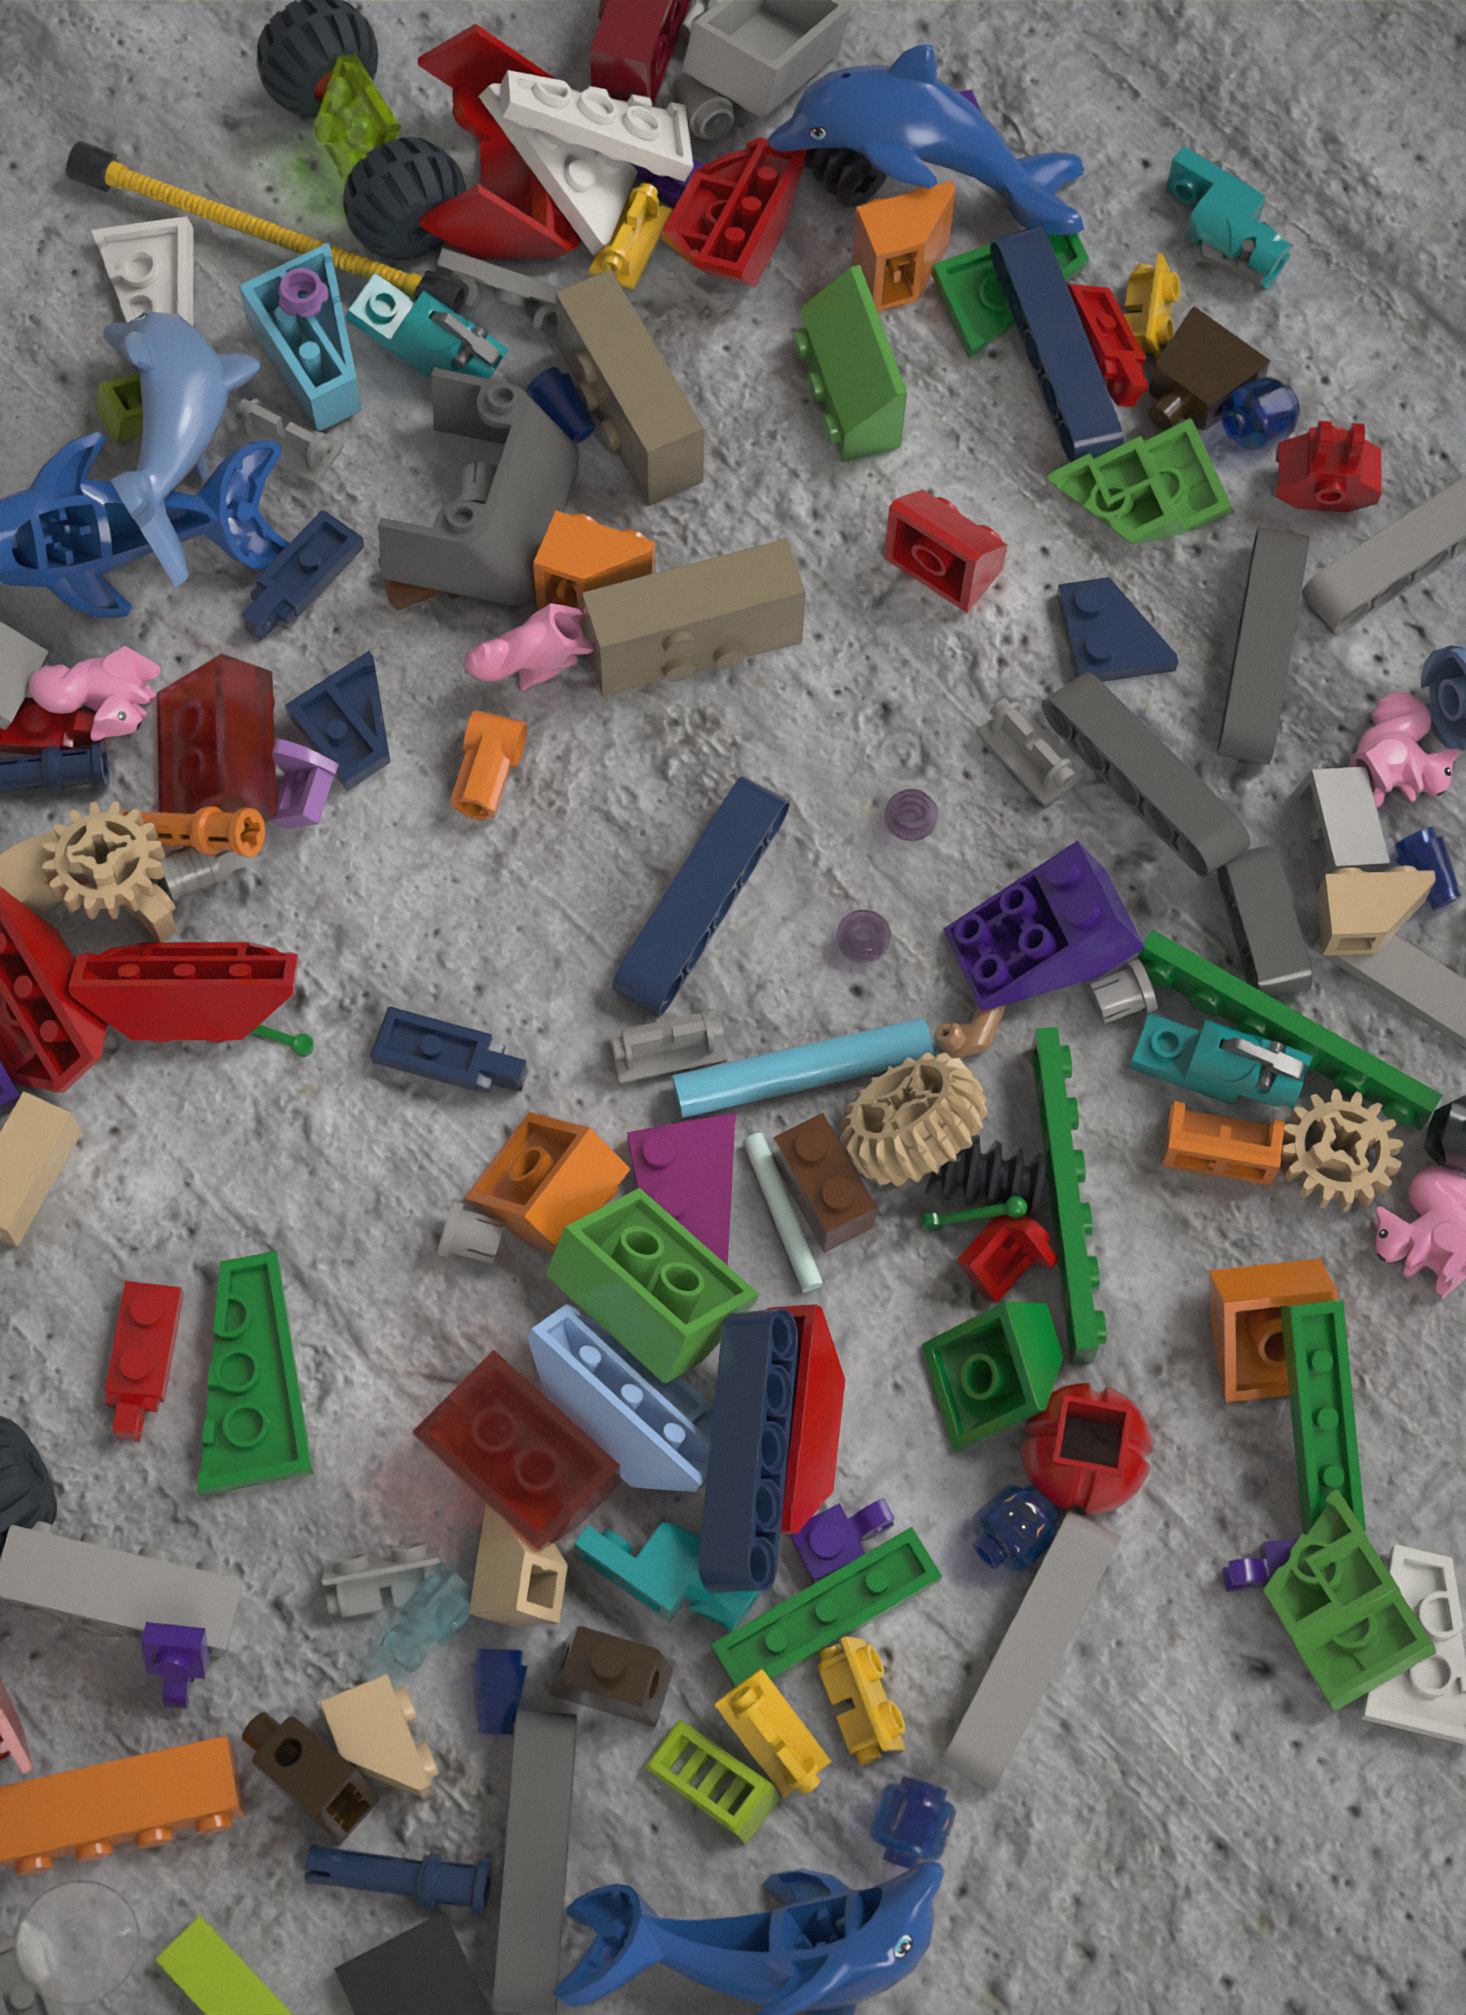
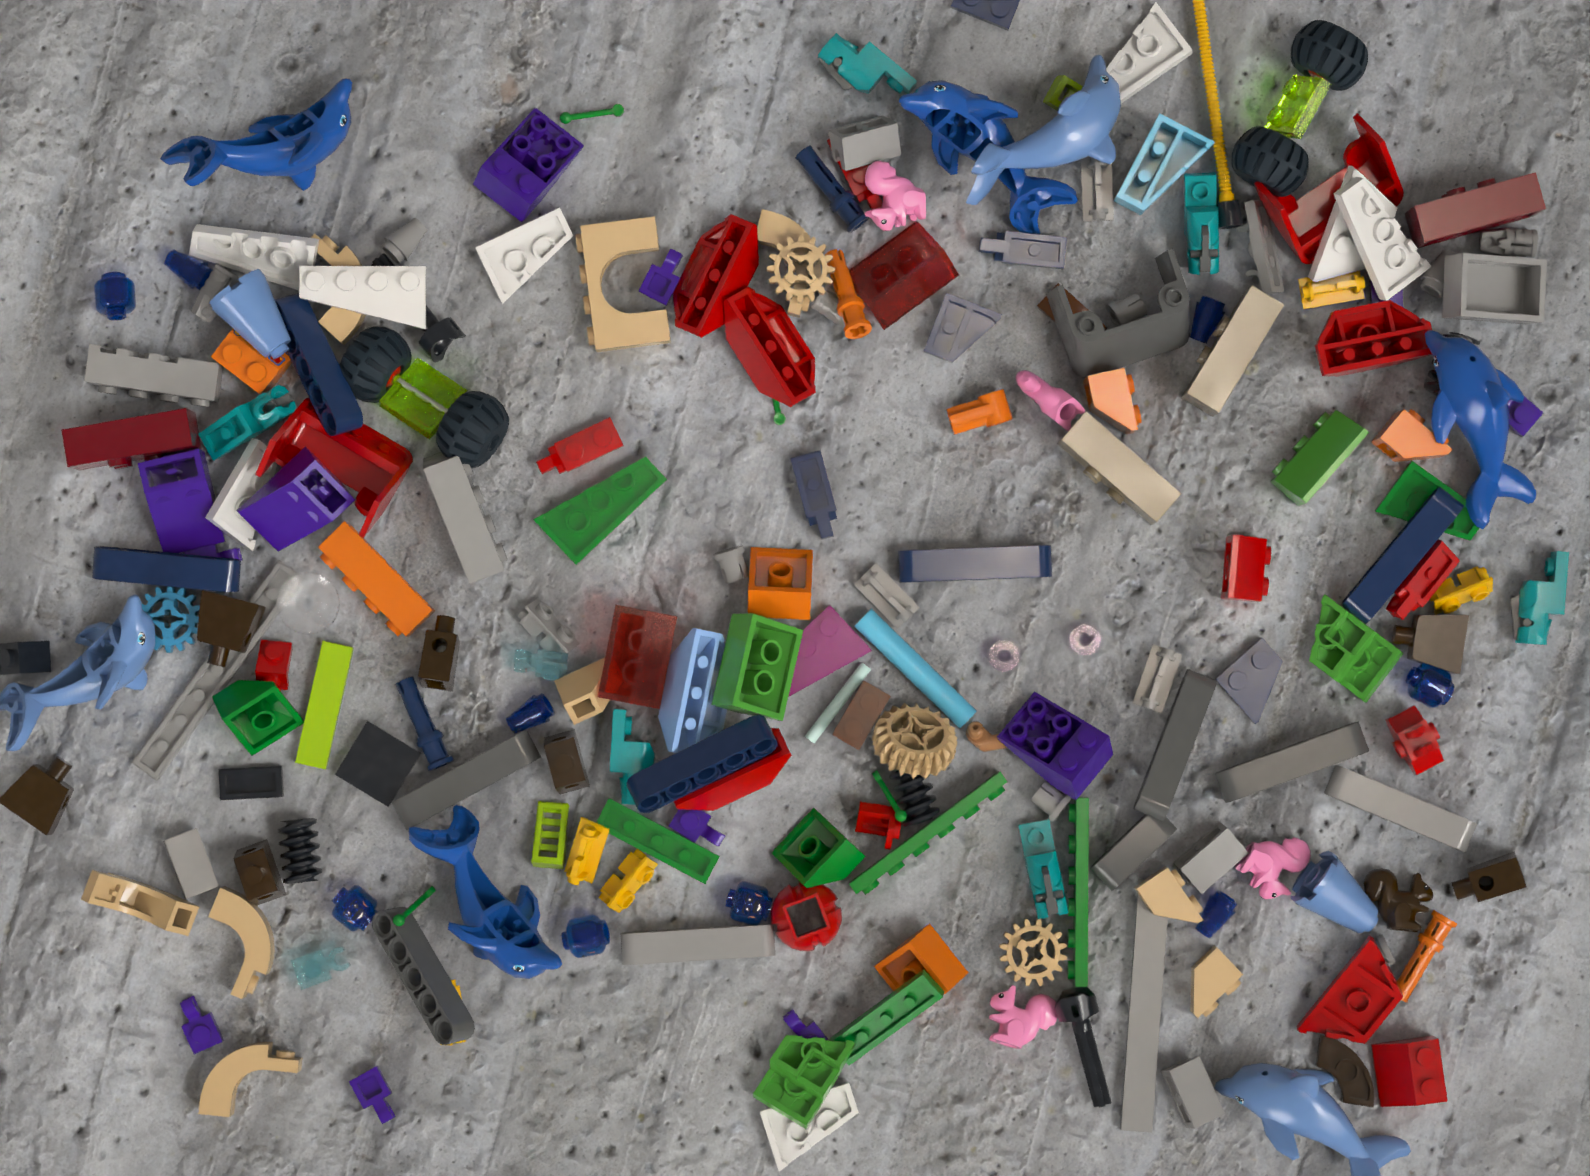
camera: 60 degrees right, 20 degrees up
(176, 1656) = (450, 564): dark purple plate -> none
(300, 282) = (1179, 149): medium lavender plate -> none
(303, 785) = (907, 332): medium lavender tile -> none
(375, 1735) = (475, 674): tan slope -> none
(1222, 1145) = (1003, 892): orange hinge -> none

